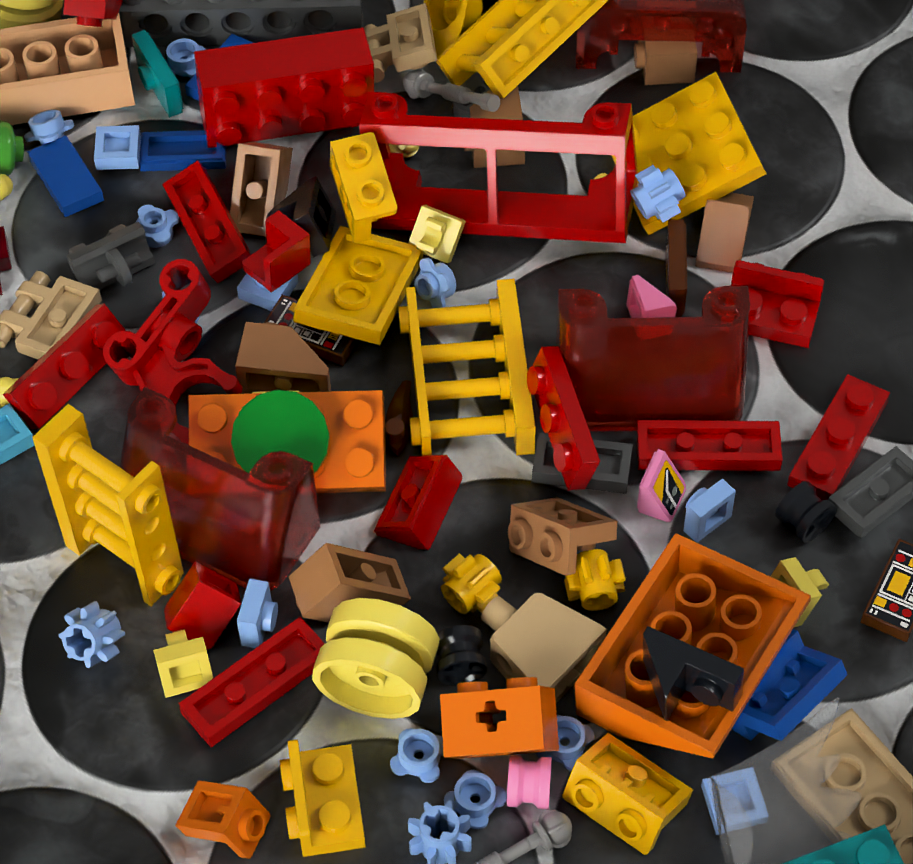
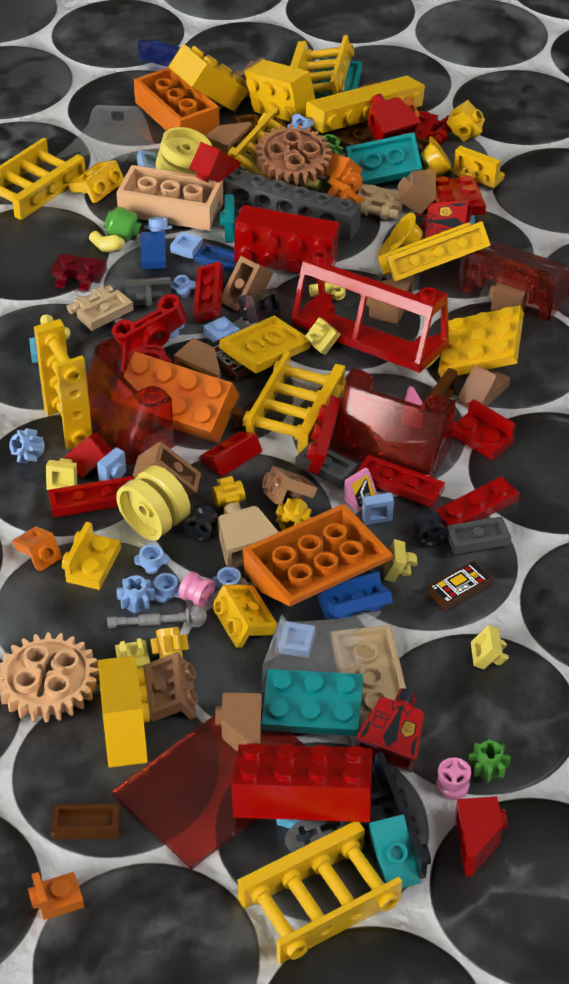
camera: 25 degrees right, 10 degrees down
(63, 368) = (94, 329): red plate -> none
(280, 423) = (173, 379): green tile -> none
(282, 256) = (231, 317): red panel -> none
(361, 183) = (289, 292): yellow bracket -> none
(402, 42) = (364, 244): tan plate -> none
(422, 84) = (365, 268): light grey piece -> none
(435, 282) = (306, 357): light blue plate -> none
(528, 725) = (196, 552): orange brick -> none
(658, 193) = (447, 351): light blue gear -> none
(681, 667) = (297, 556): black slope -> none

